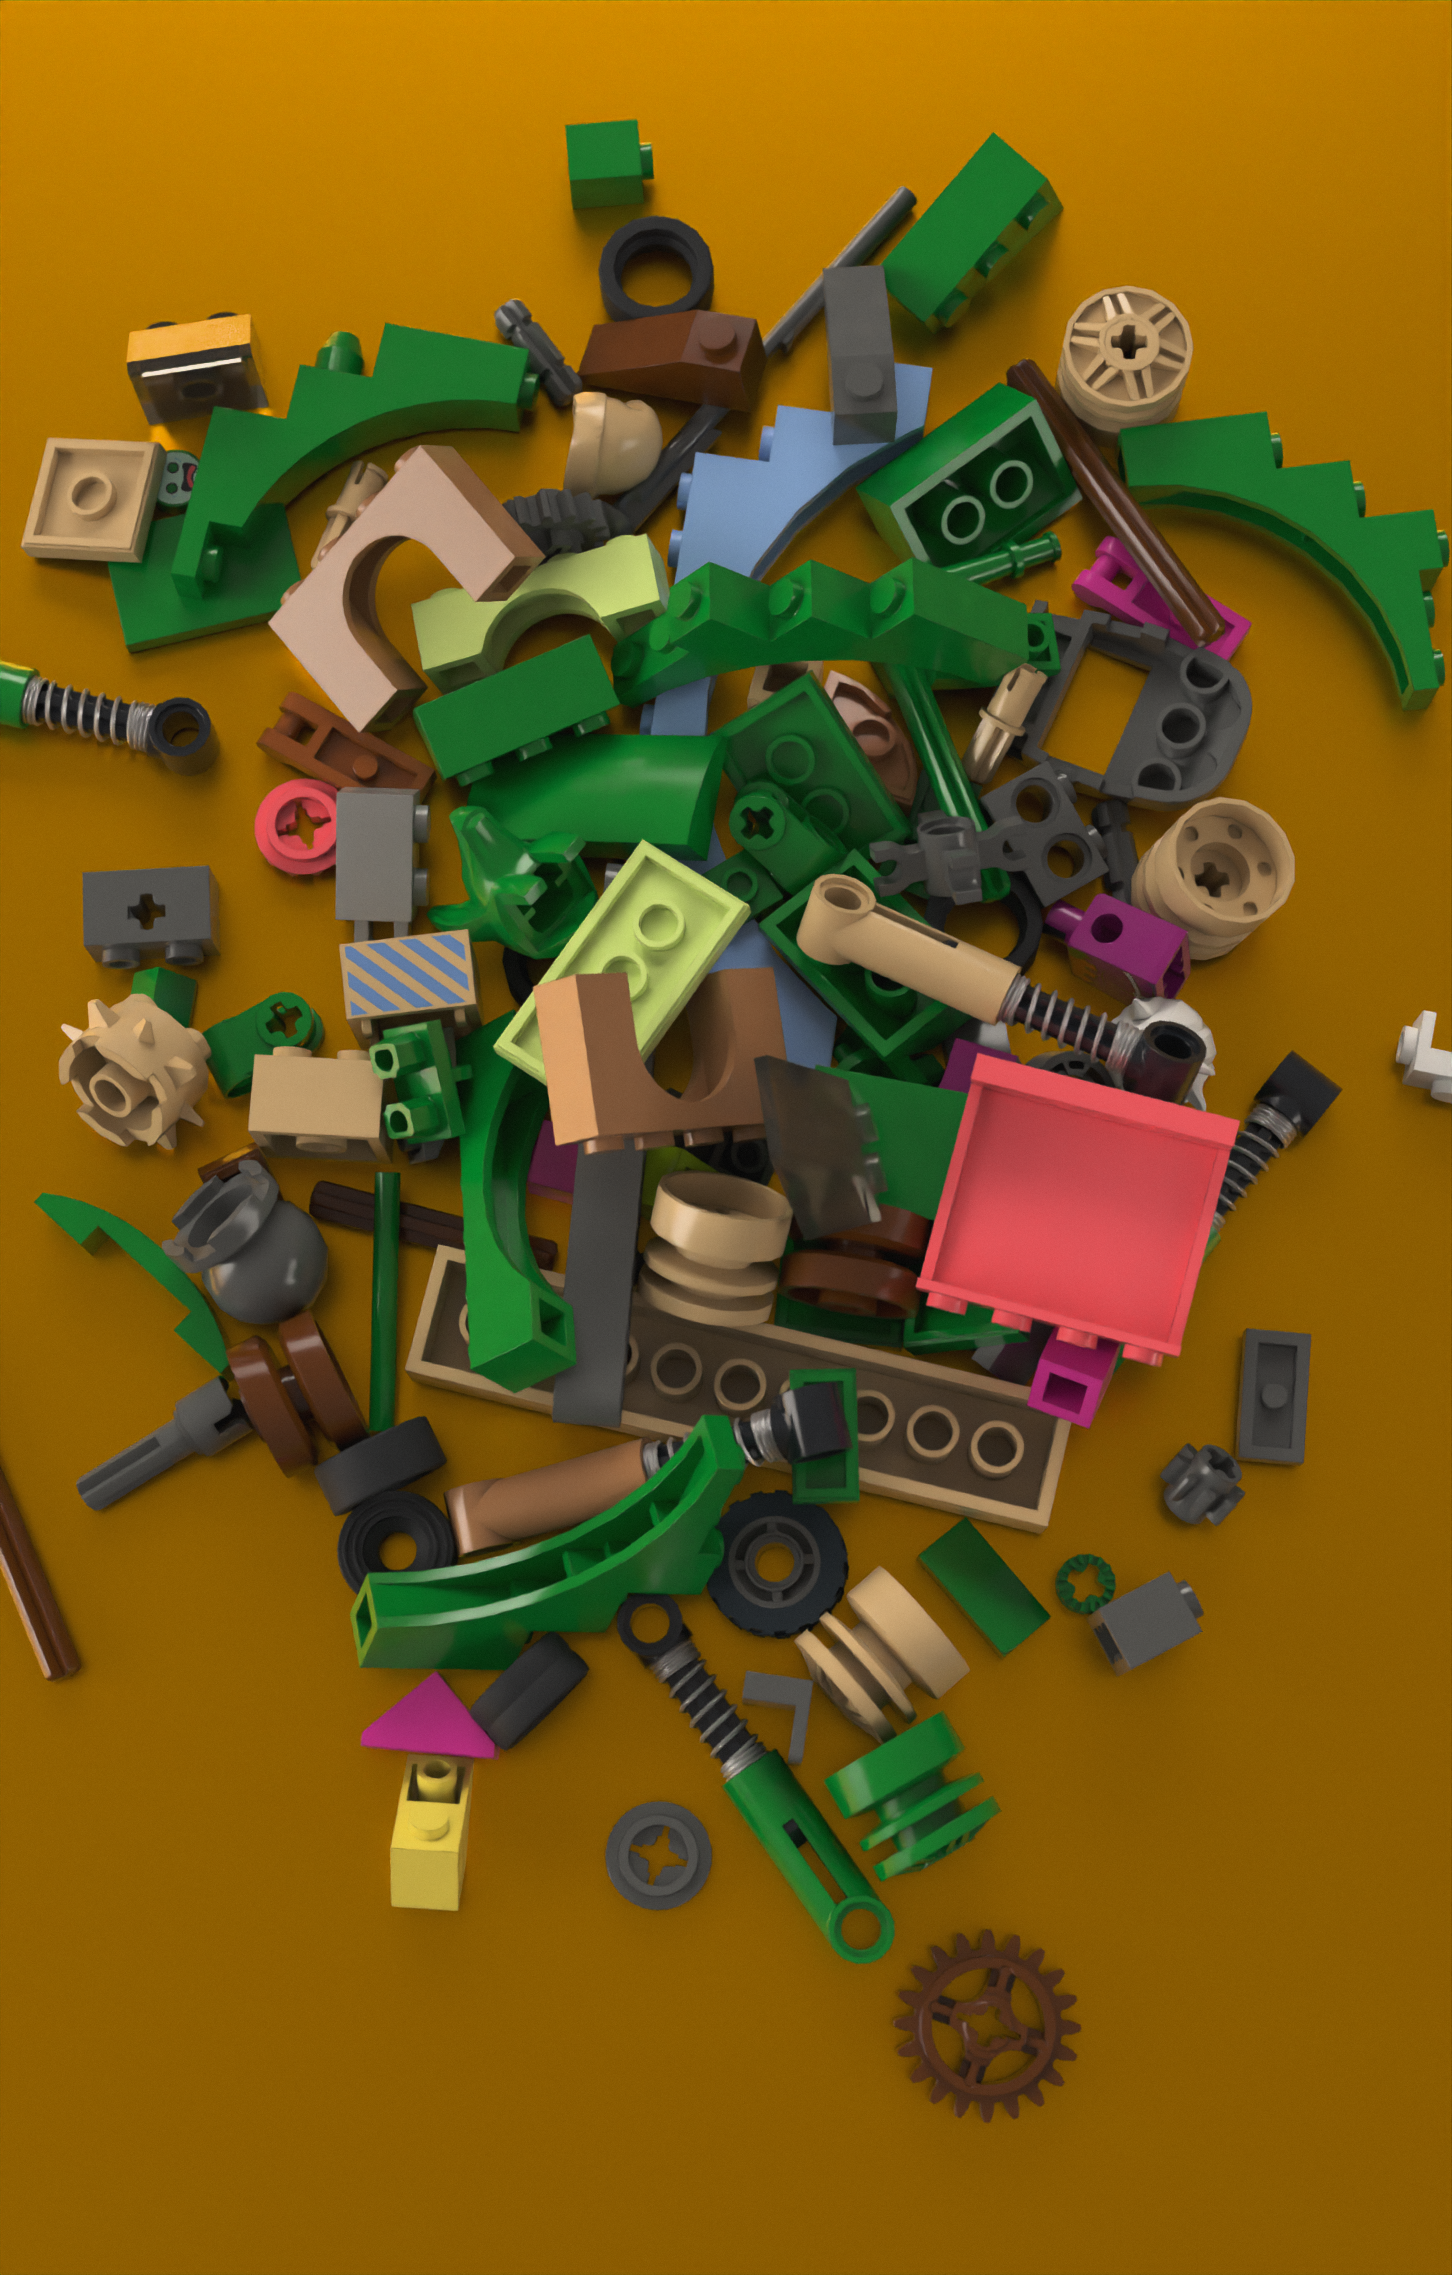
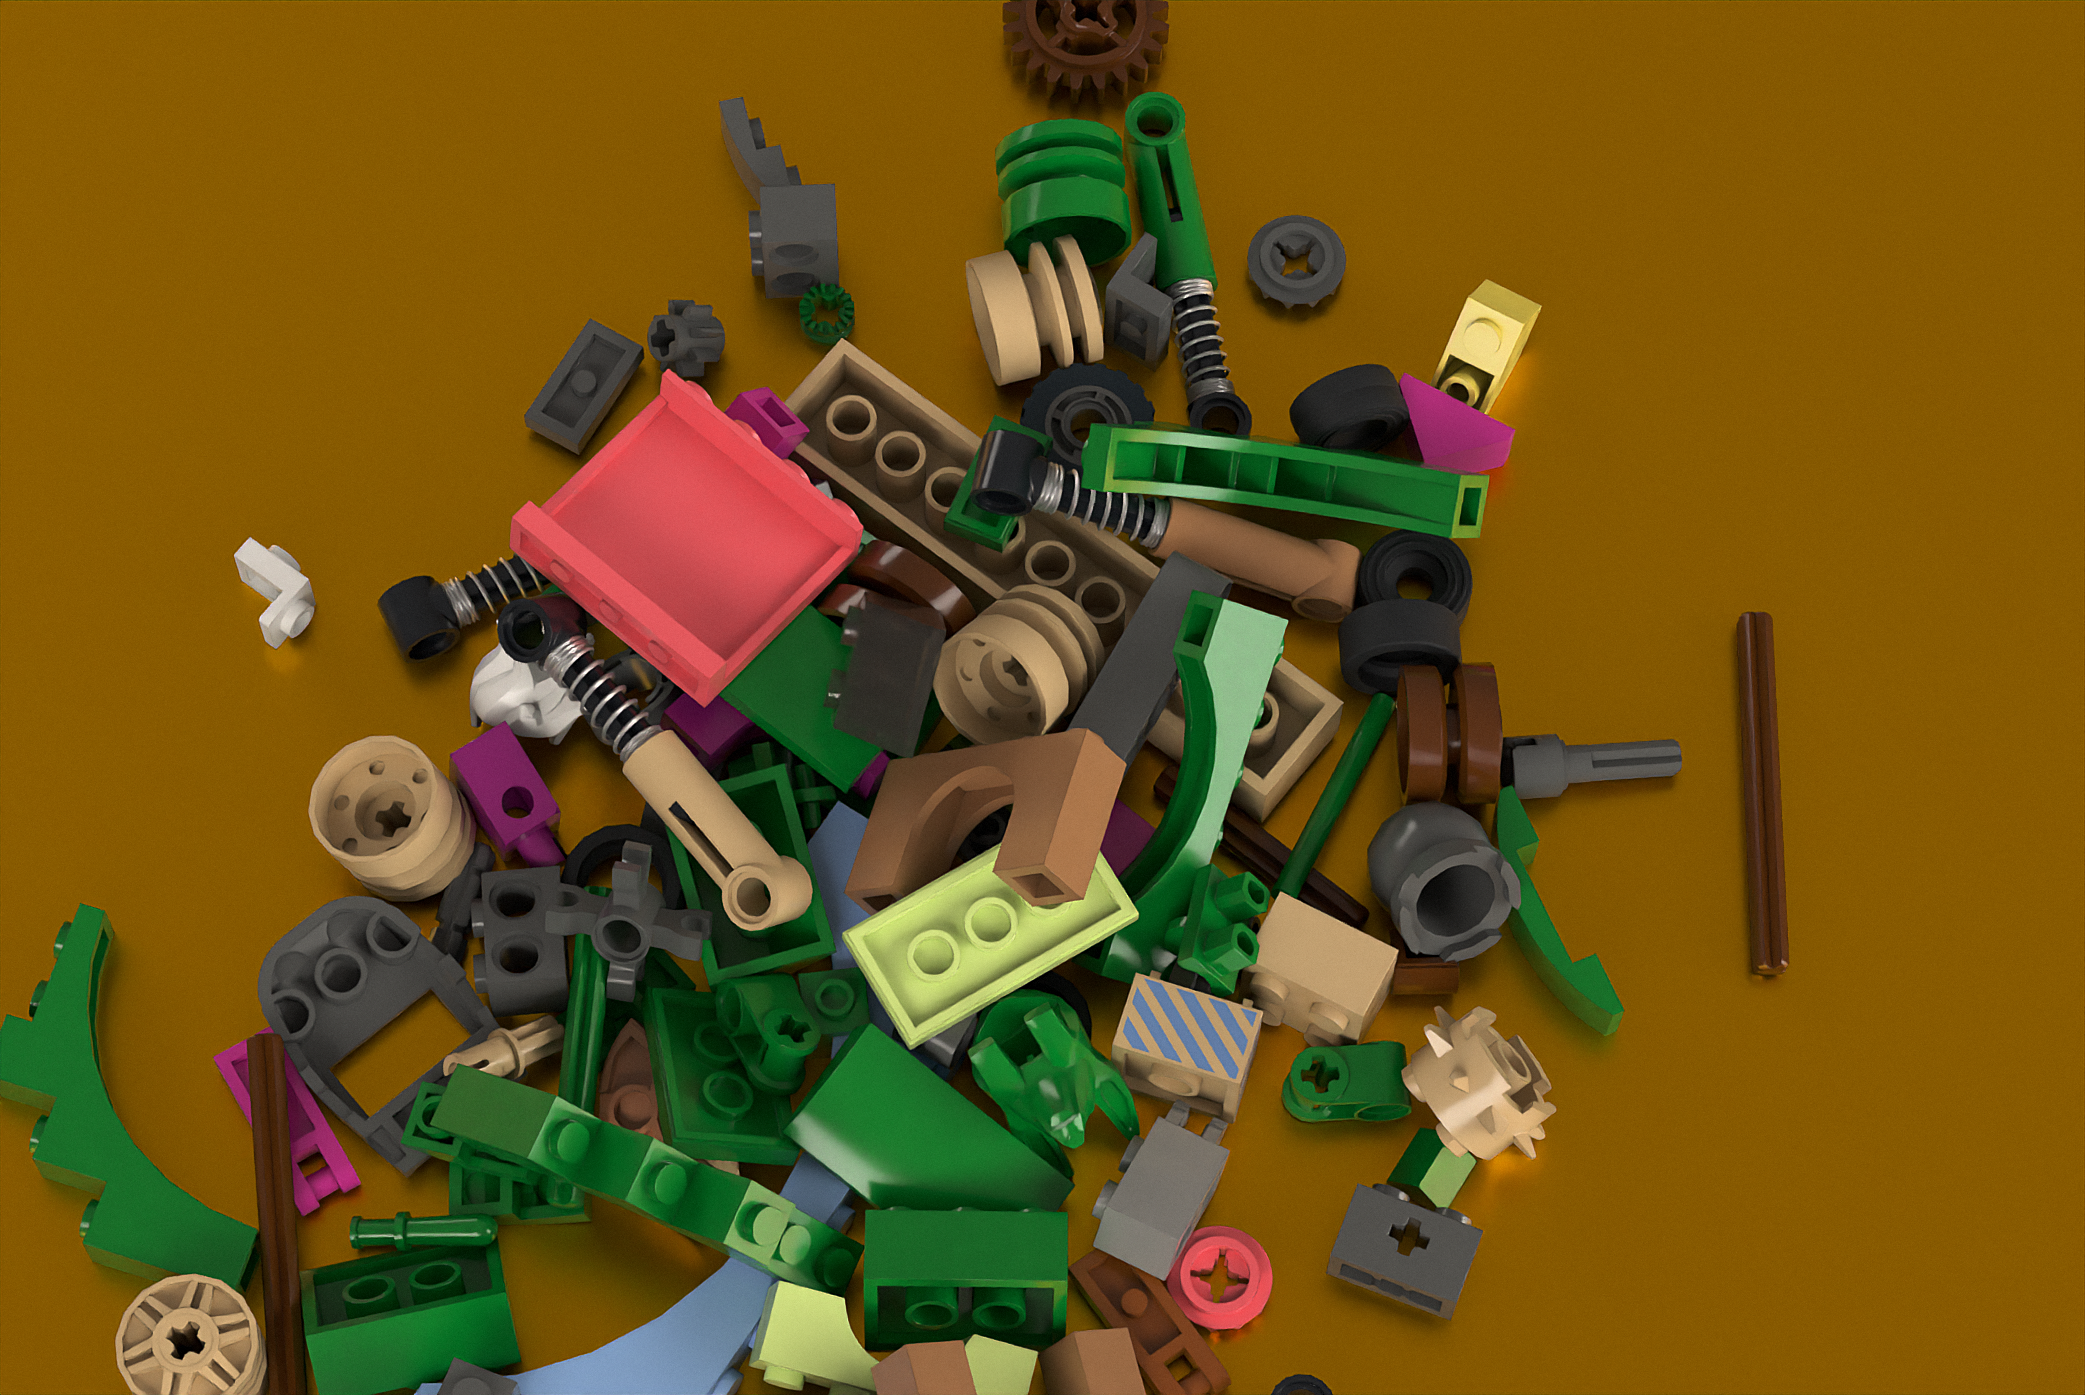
camera: 160 degrees left, 10 degrees down
(983, 1588) = (917, 341): green slope -> none
(1212, 1697) = (748, 151): none -> dark grey slope

